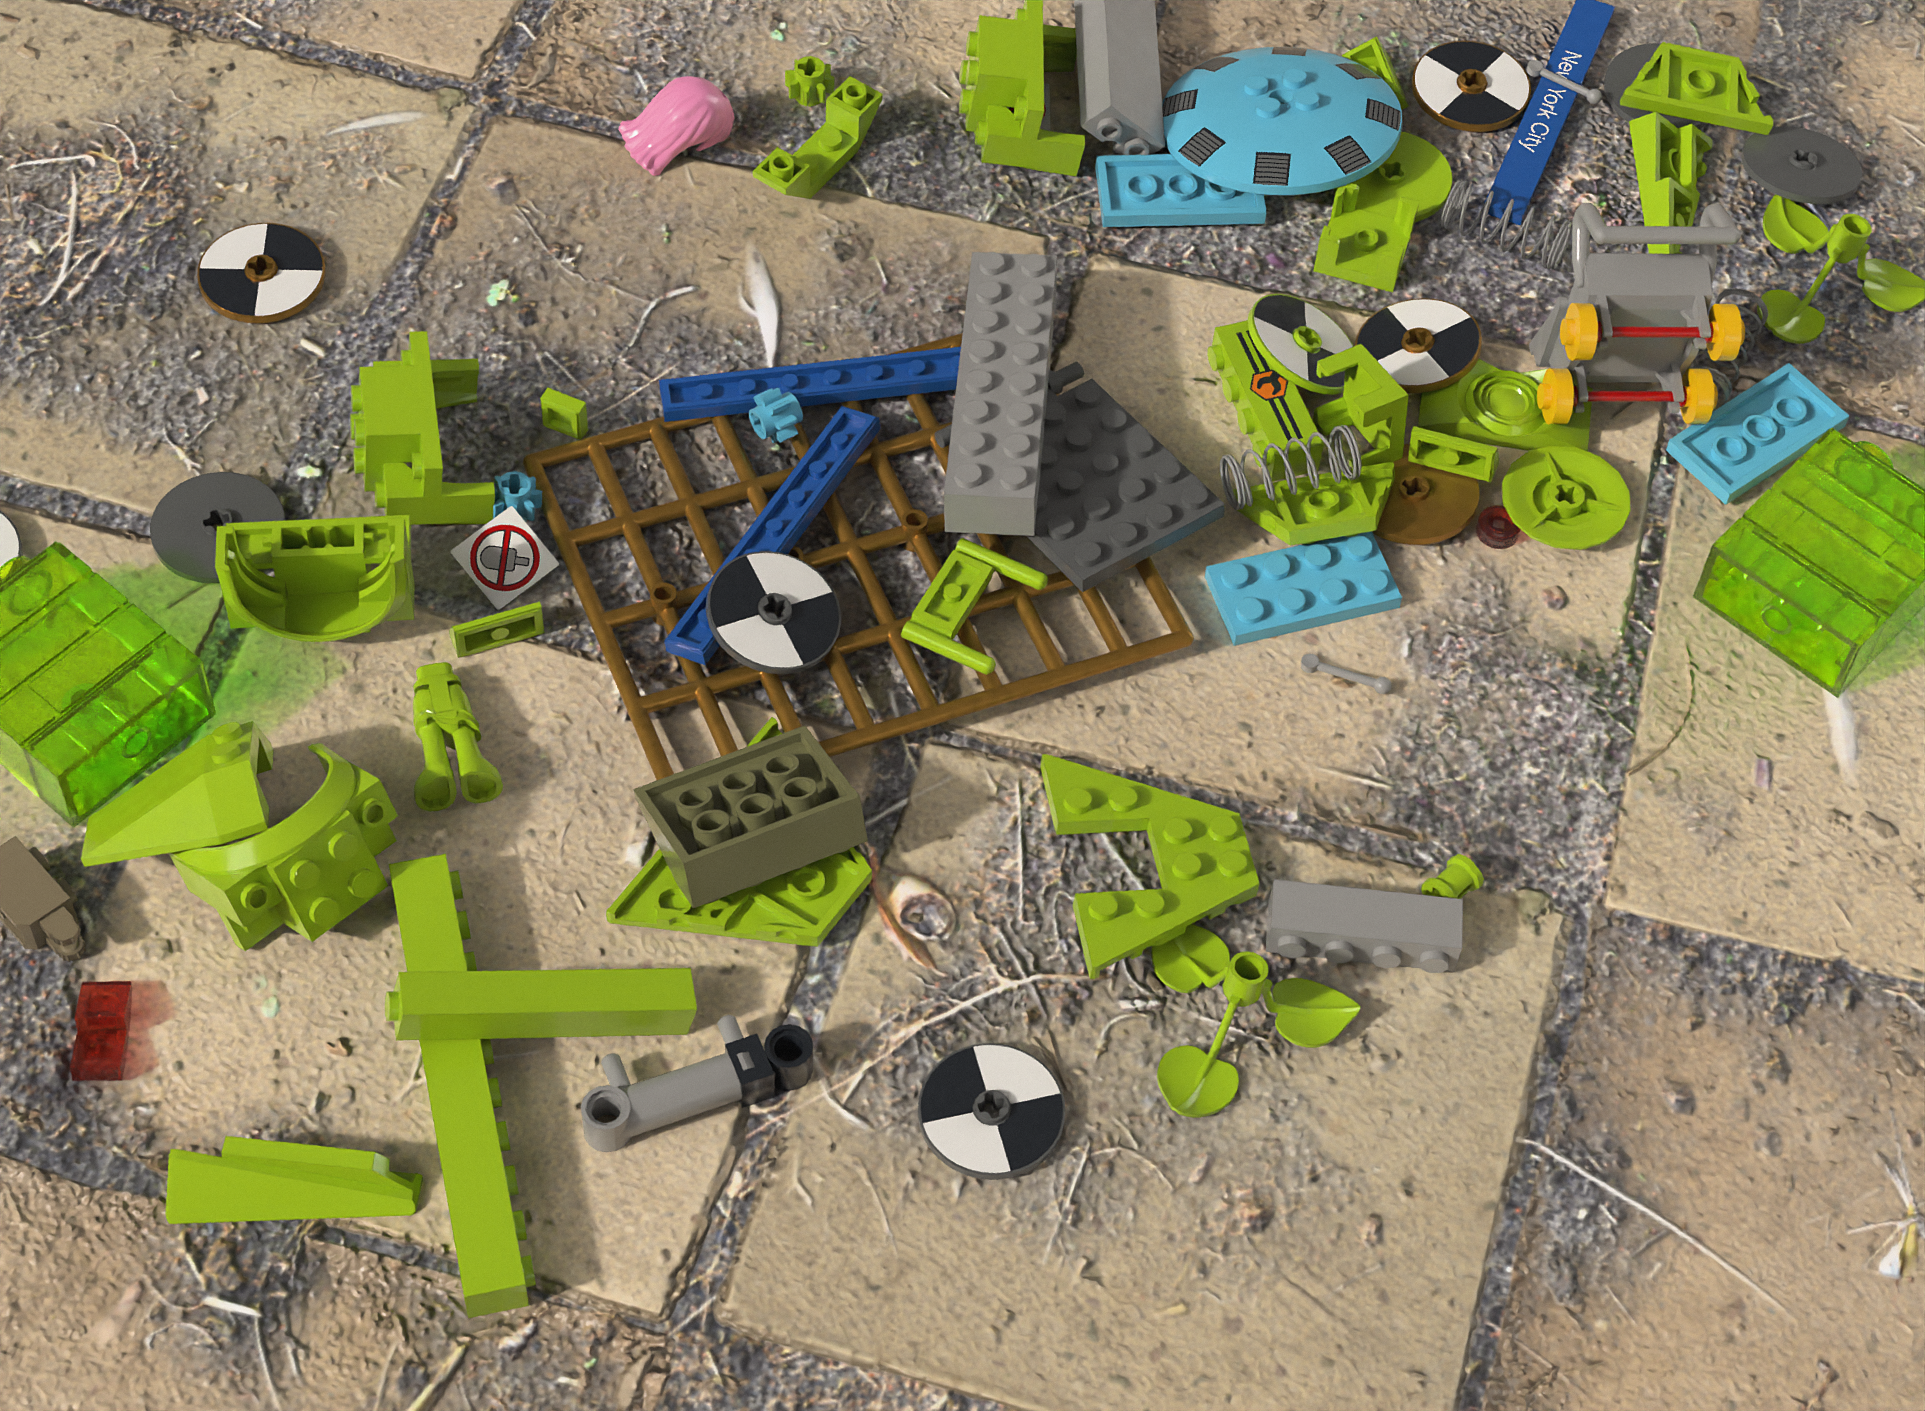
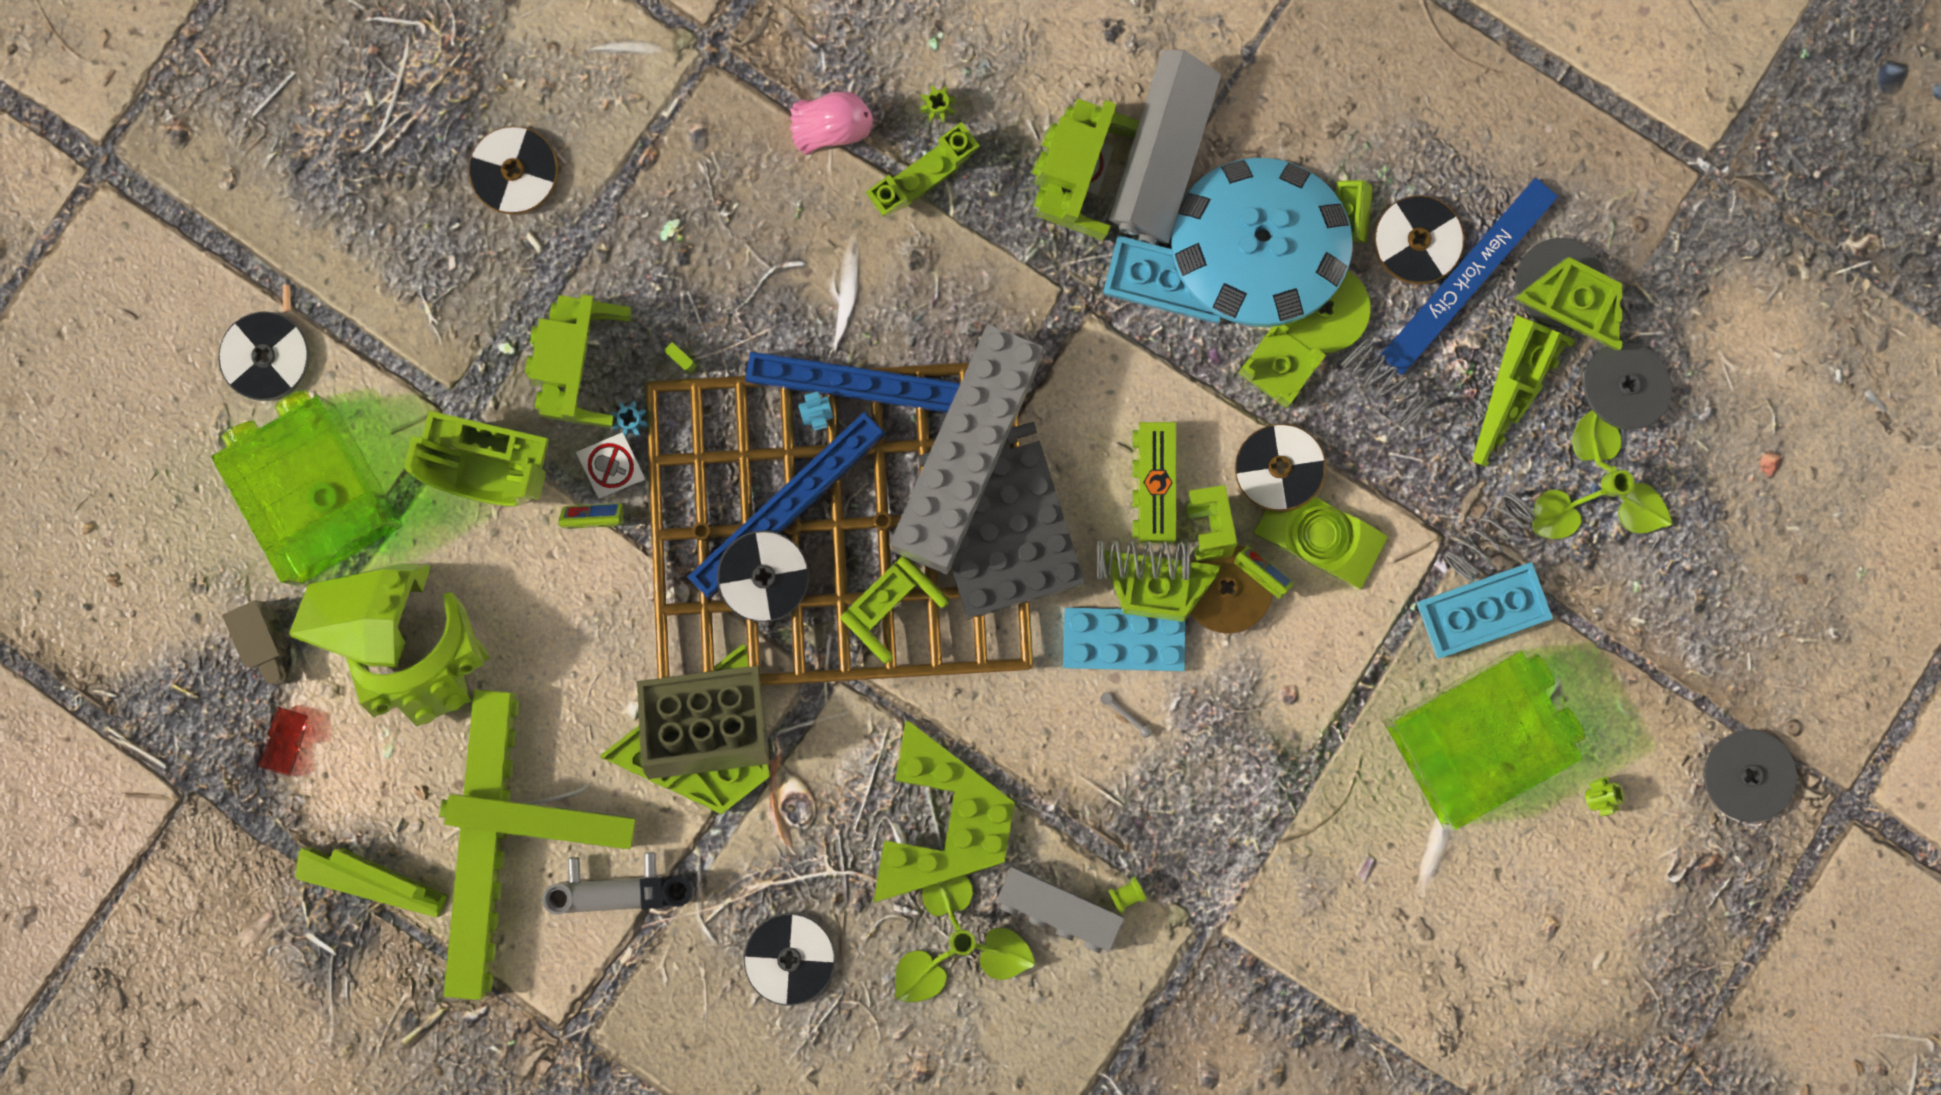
camera: 25 degrees right, 30 degrees up
(186, 515) = (419, 364): dark grey piece -> none
(446, 718) = (541, 577): lime piece -> none
(1295, 337) = (1178, 454): piece -> none
(1496, 528) = (1274, 630): clear red tile -> none
(1535, 69) = (1470, 242): light grey hinge -> none
(1566, 497) = (1338, 605): lime piece -> none
(1638, 319) = (1420, 529): light grey piece -> none

